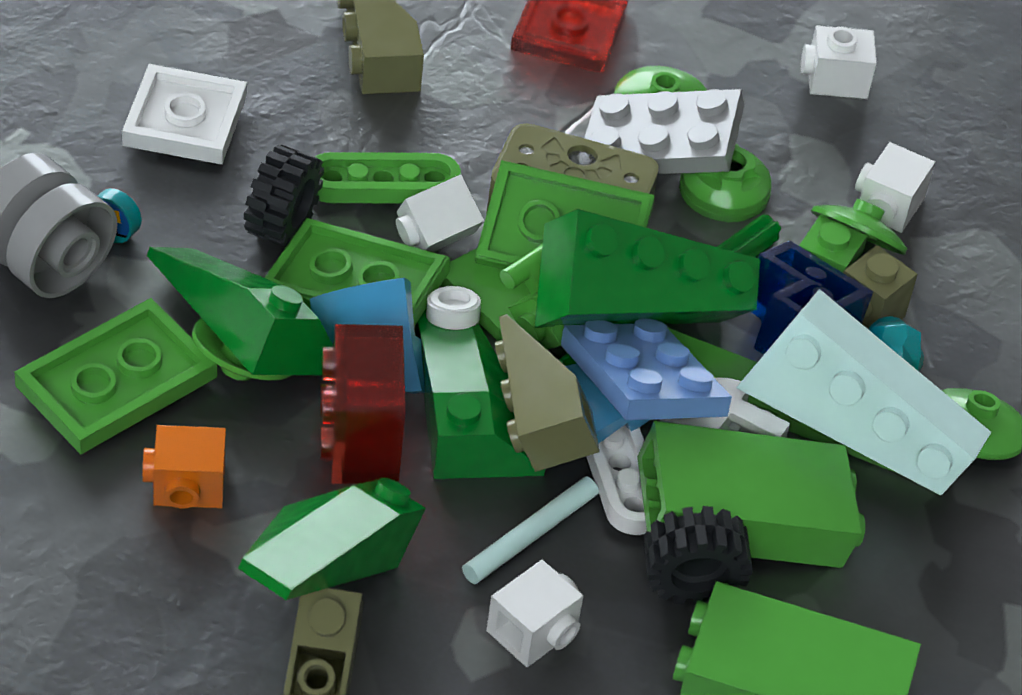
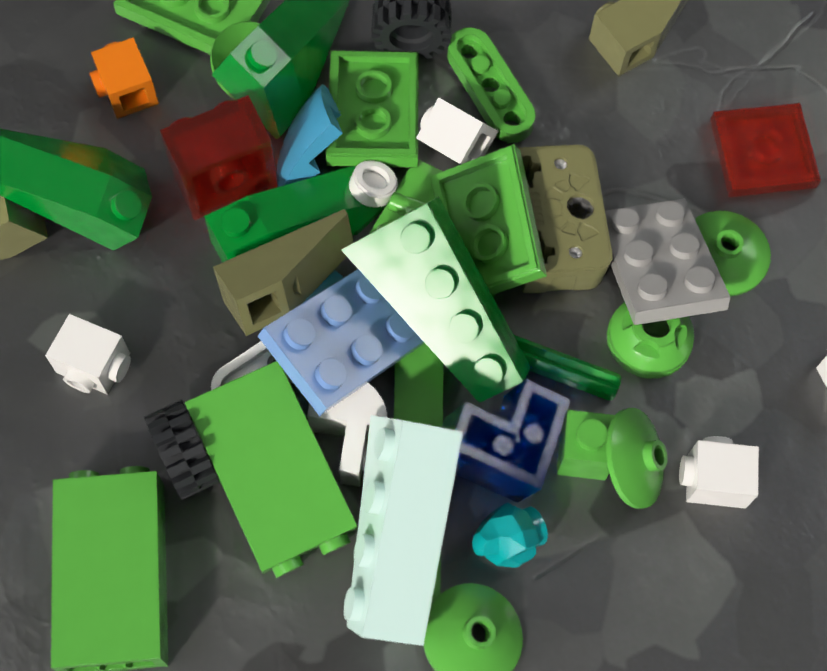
camera: 70 degrees right, 20 degrees up
(530, 530) = (182, 324): light aqua bar -> none
(888, 279) = (572, 497): olive brick -> none

